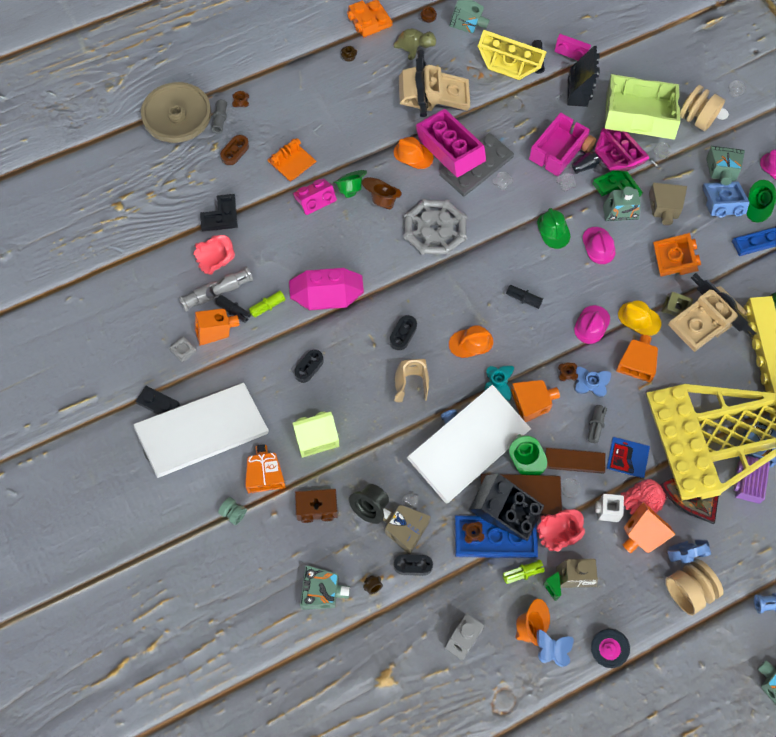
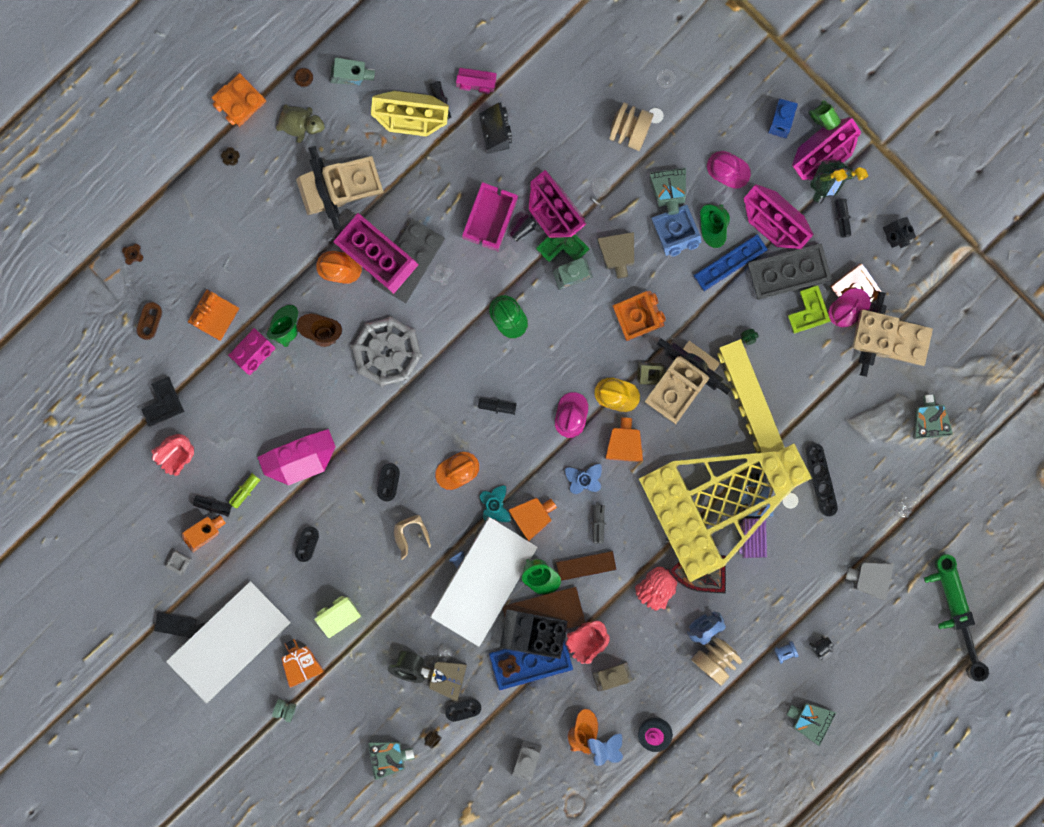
camera: 15 degrees left, 20 degrees up
(176, 112) = (71, 296): dark tan dish -> none
(219, 116) = (118, 283): dark grey pin -> none
(227, 283) = (190, 487): light grey piece -> none
(306, 503) = (348, 681): reddish brown brick -> none
(523, 572) = (563, 688): lime axle -> none
(553, 586) = (592, 692): green slope -> none
(568, 367) = (554, 476): reddish brown plate -> none
(588, 144) = (521, 203): medium nougat tile -> none
(599, 245) = (558, 321): dark pink piece -> none
(610, 507) = (627, 607): white brick -> none
(628, 457) = (635, 546): sticker -> none
(642, 106) = (567, 146): yellowish green tile -> none
(646, 530) = (665, 619): torso -> none

